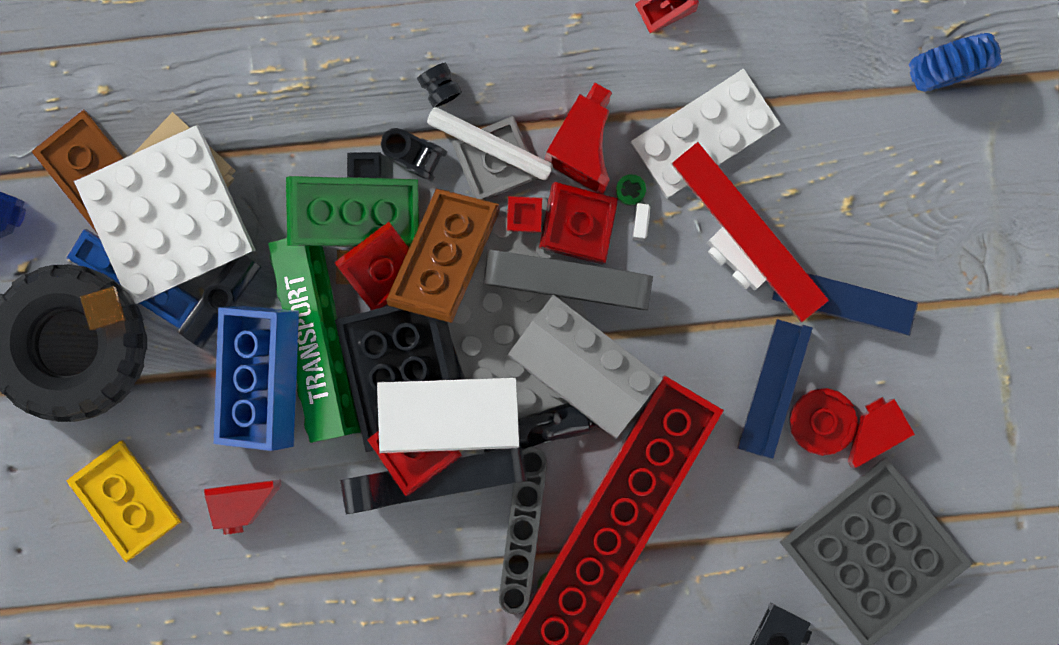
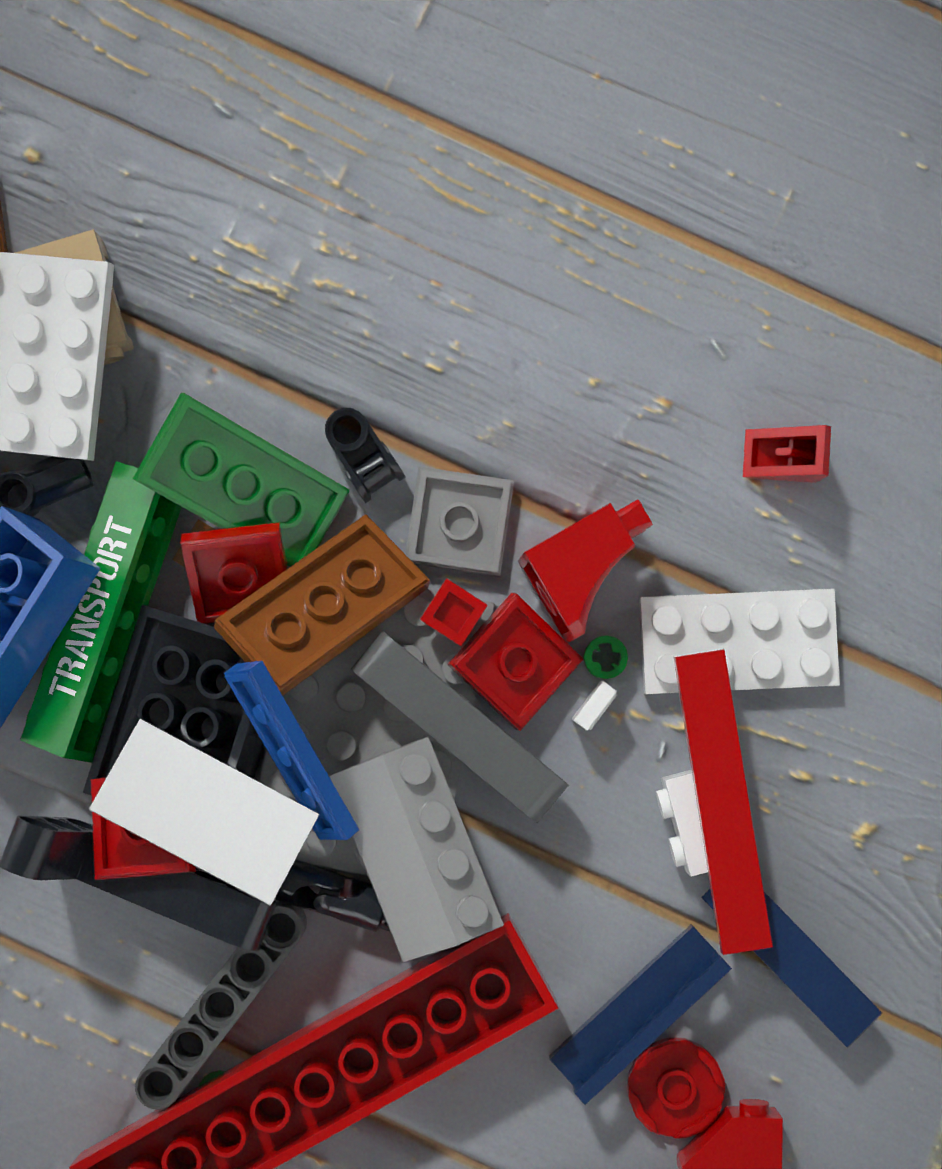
camera: 30 degrees right, 0 degrees up
(364, 165) = (294, 434): black tile -> none
(439, 85) = (444, 389): black wheel -> none
(476, 349) = (290, 749): none -> blue tile
(489, 143) = (463, 498): white axle -> none

